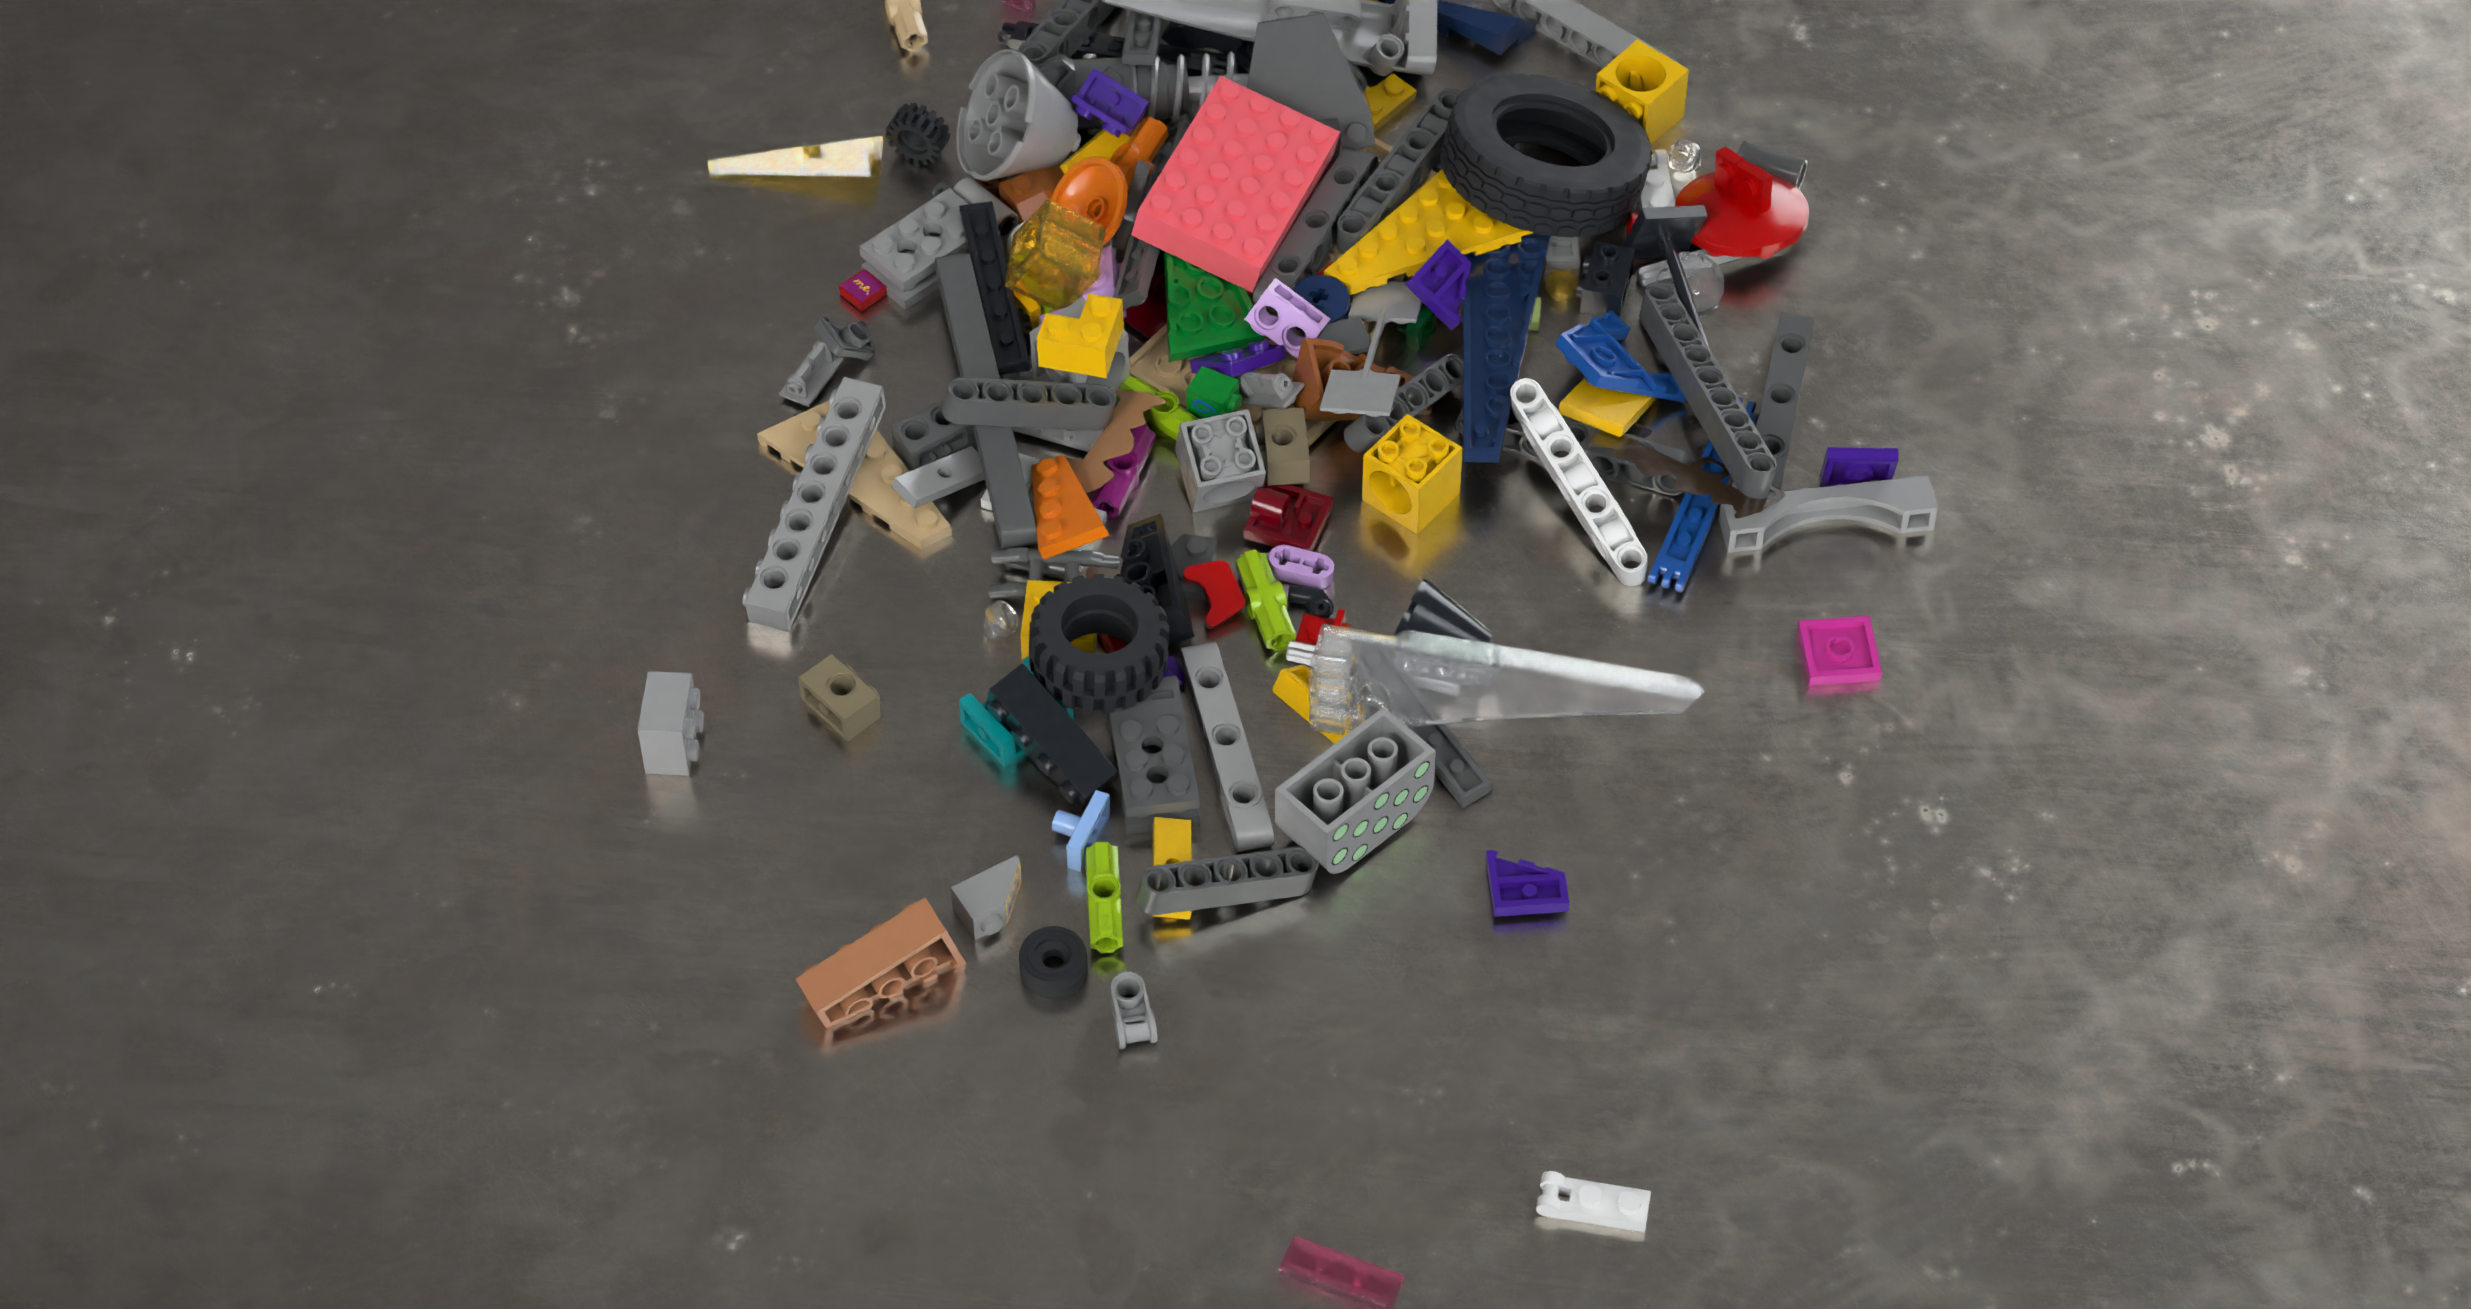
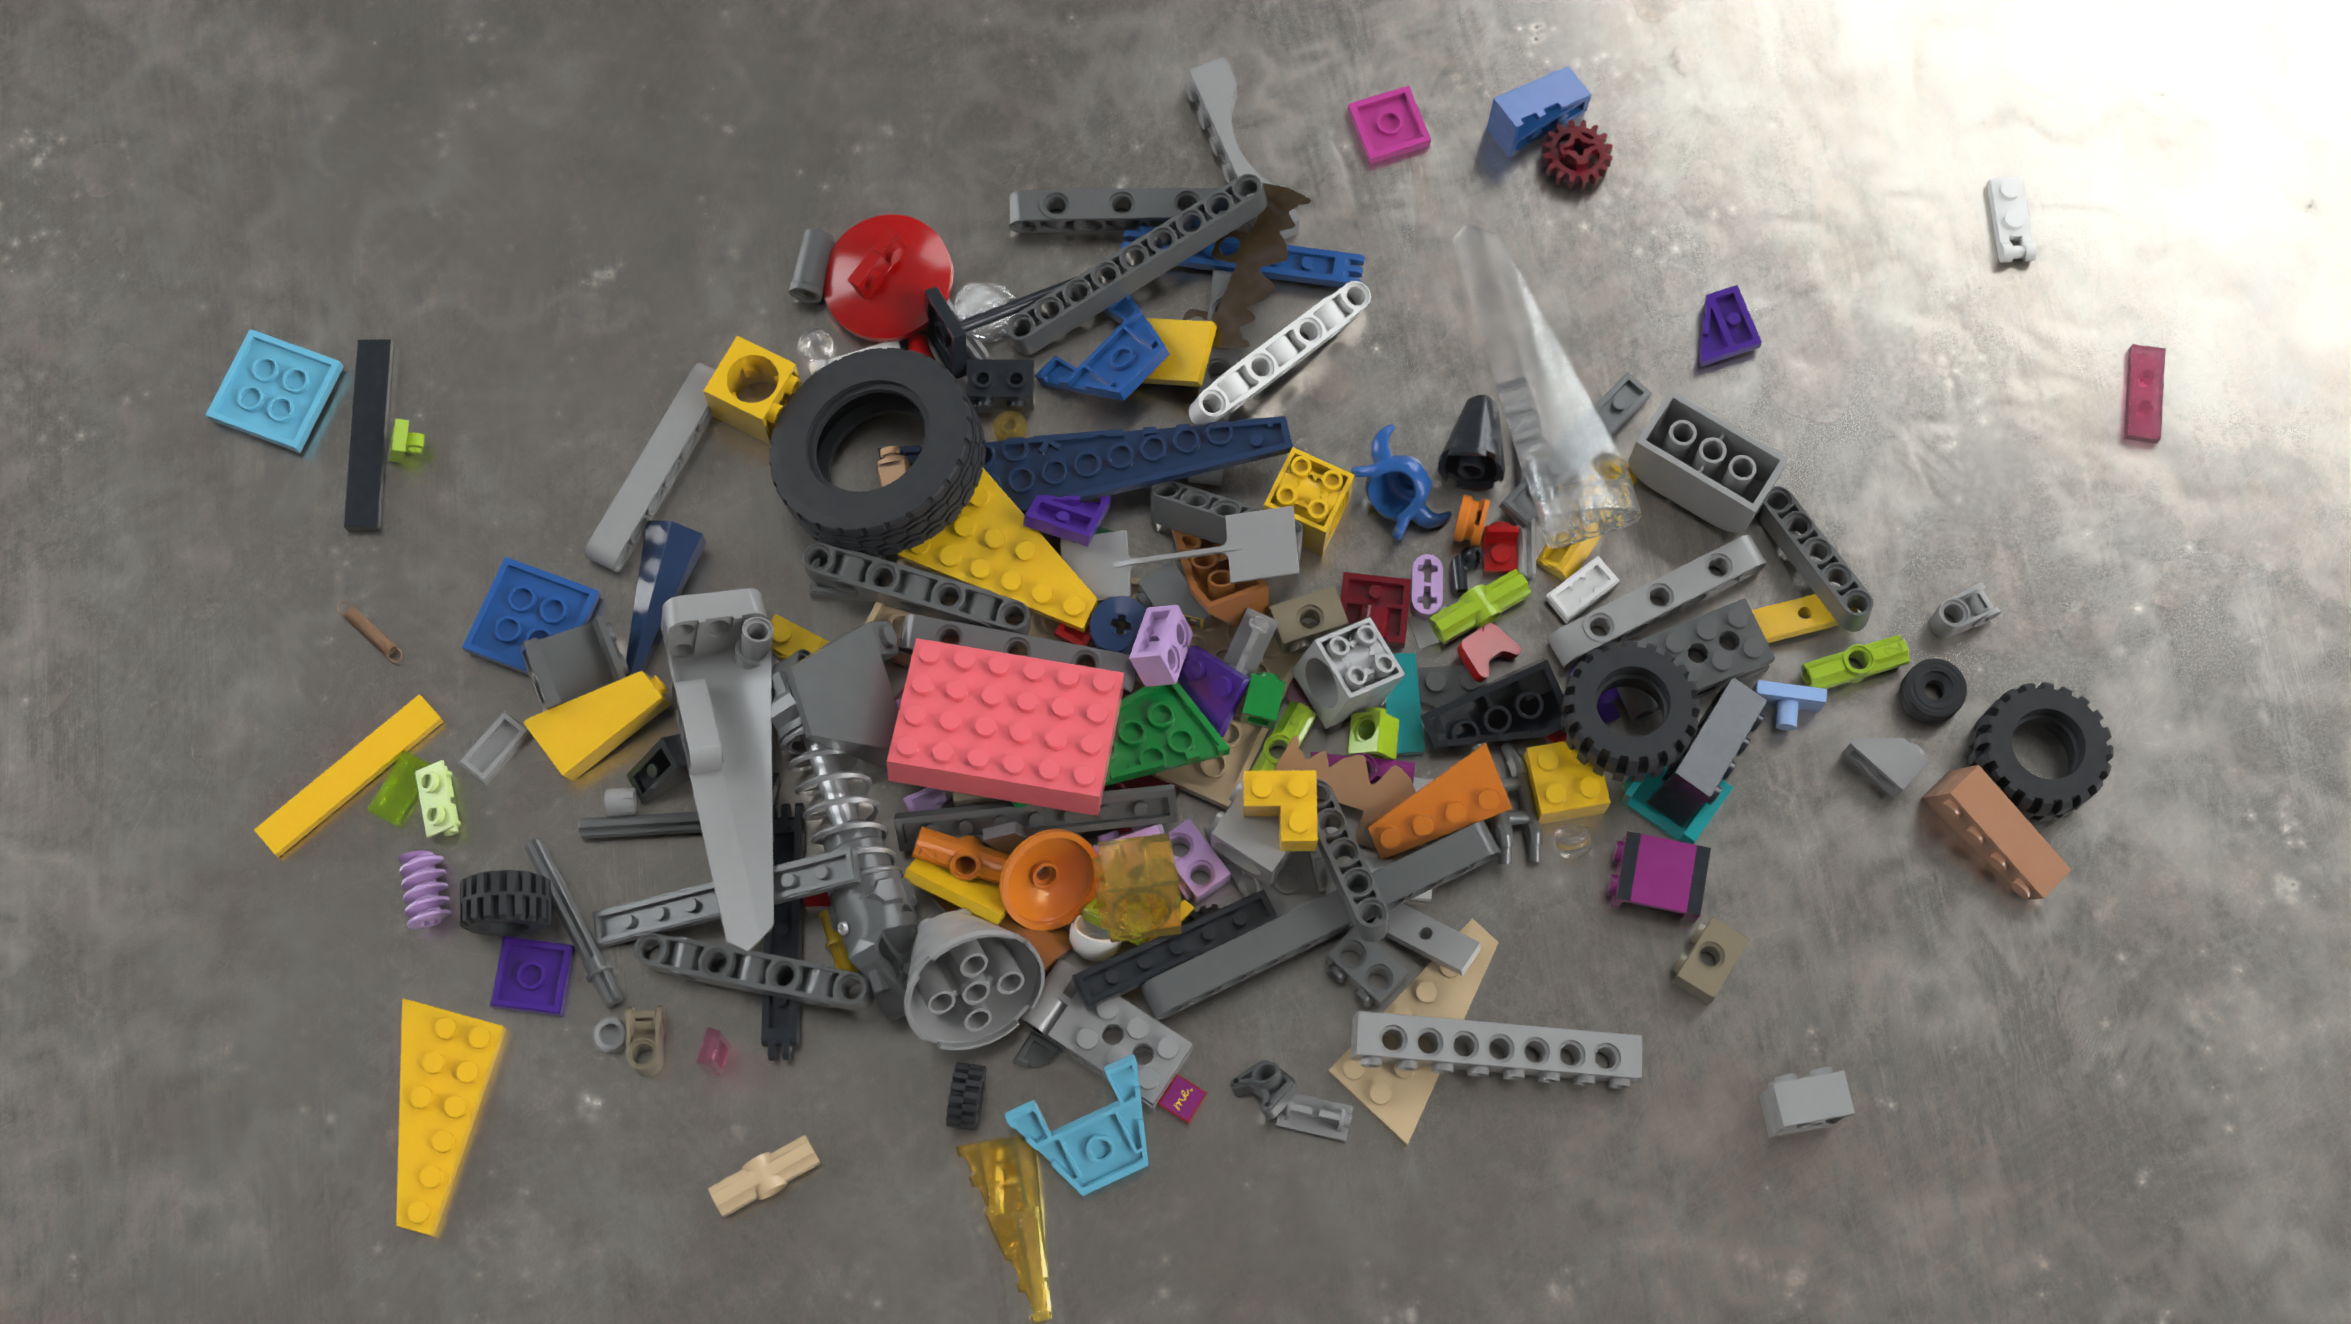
camera: 105 degrees left, 20 degrees up
(841, 209) = (1098, 1145): none -> medium azure wing
(934, 677) = (1660, 874): none -> magenta panel
(953, 1066) = (2070, 722): none -> black tyre
(1111, 103) = (924, 881): dark purple bracket -> none
(1155, 482) = (1374, 734): none -> lime brick
(1191, 521) = (1405, 705): none -> teal tile
(1259, 689) = (1582, 589): none -> white plate
(1361, 603) = (1469, 513): none -> orange wheel
(1411, 554) = (1398, 486): none -> blue piece
(1782, 798) = (1581, 149): none -> dark red gear
(1824, 766) = (1535, 109): none -> wedge
(1857, 465) = (1196, 125): dark purple tile -> none

